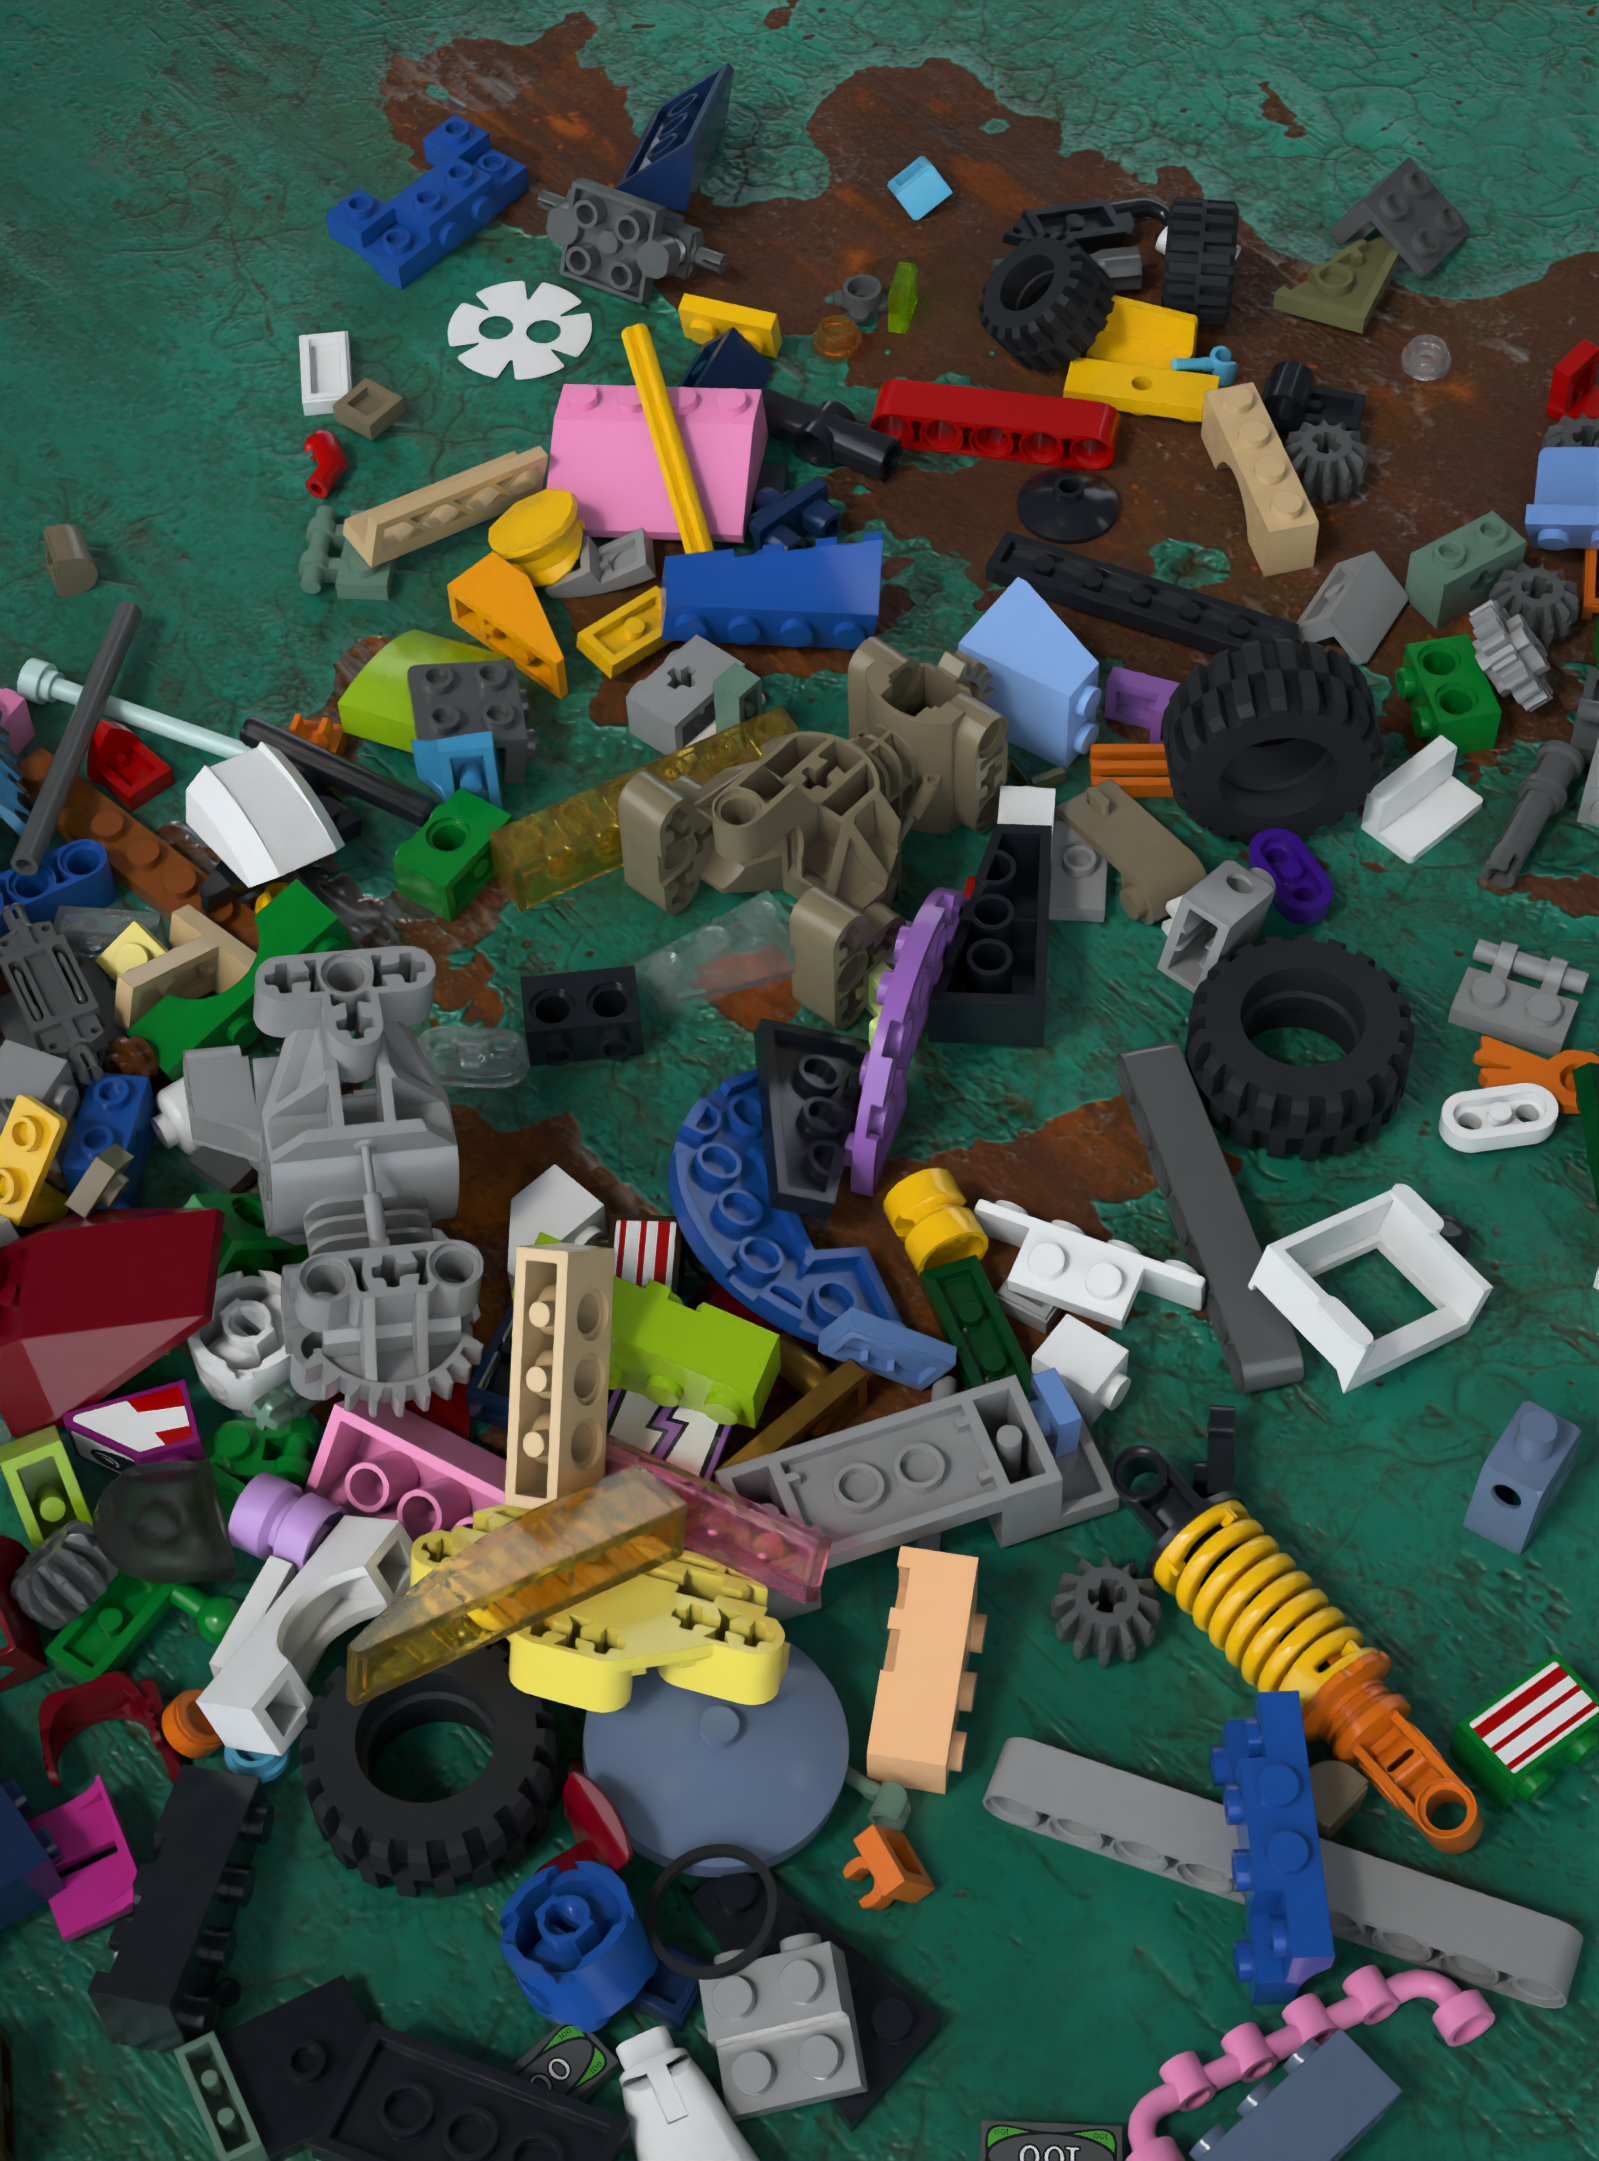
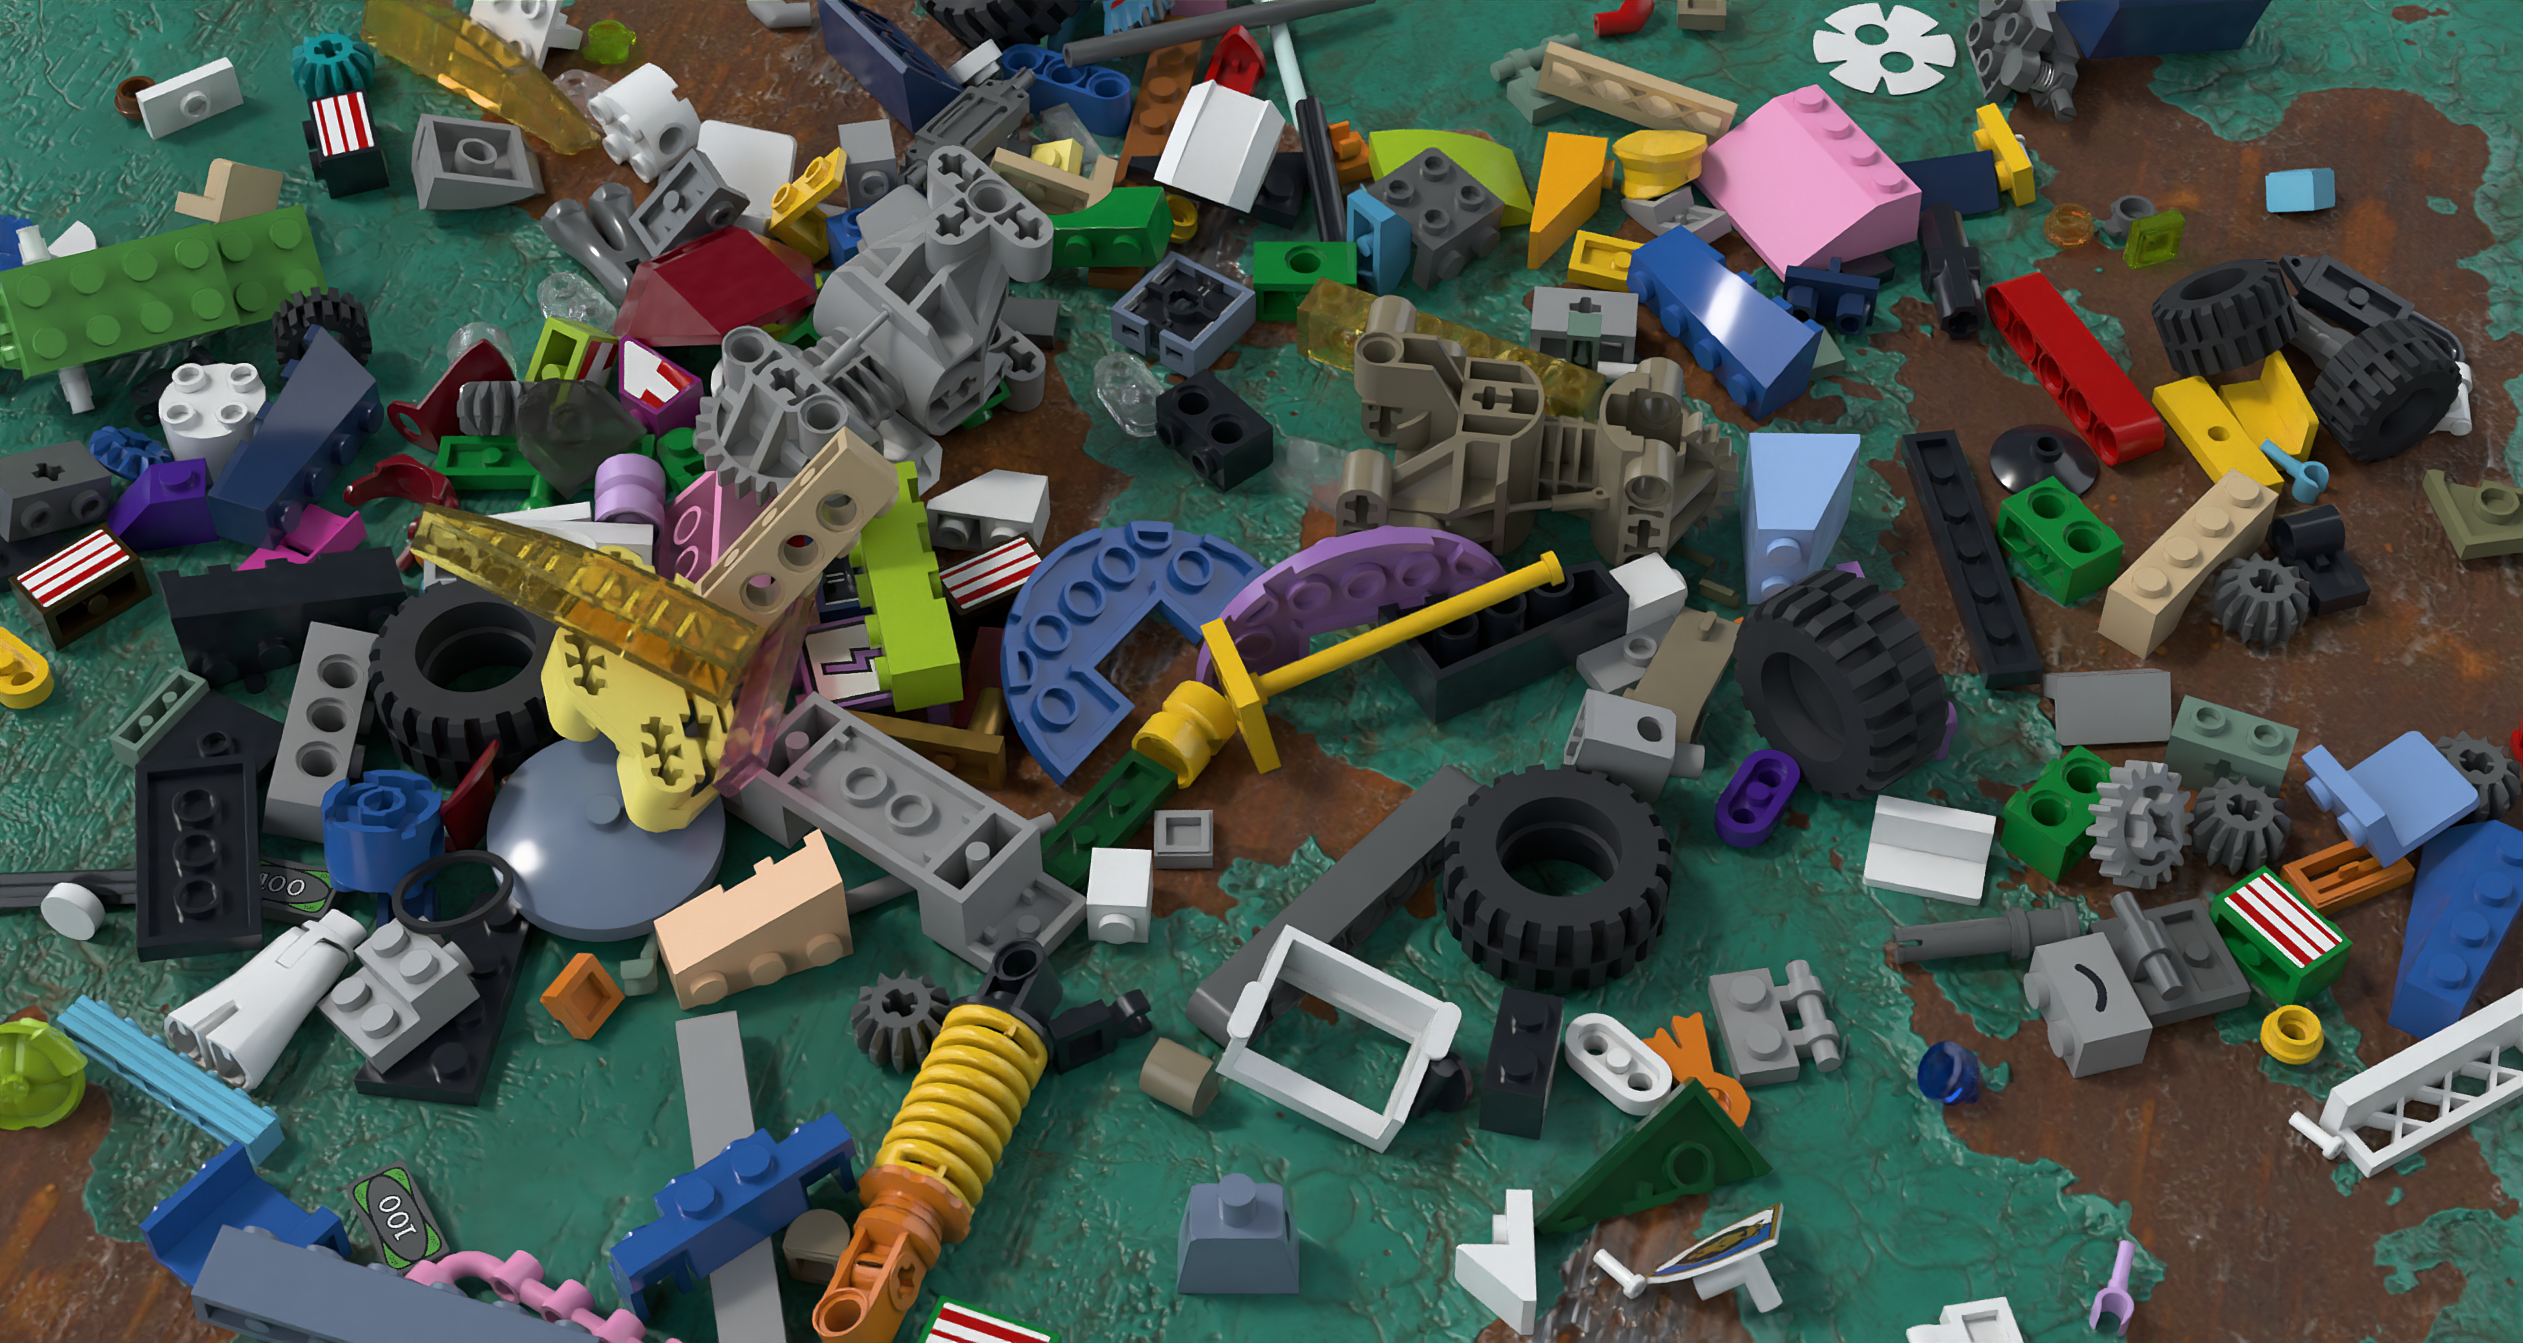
camera: 55 degrees right, 5 degrees down
(102, 1181) = (820, 238): dark tan plate -> none
(340, 1945) = (321, 730): none -> light grey brick
(447, 936) = (1183, 314): none -> piece
(666, 439) = (1805, 169): yellow axle -> none
(805, 1111) = (1173, 607): black wing -> none
(887, 1348) = (1032, 755): medium blue plate -> none
(969, 1153) = (1248, 692): none -> yellow tile
(1055, 1412) = (1043, 883): medium blue plate -> none
(1081, 1272) = (1210, 847): white bracket -> none
(1173, 538) = (2059, 540): none -> green brick
(1314, 1430) = (1179, 1077): none -> dark tan brick
(1426, 358) = (2475, 615): clear plate -> none
(1464, 1177) = (1521, 1063): none -> black brick

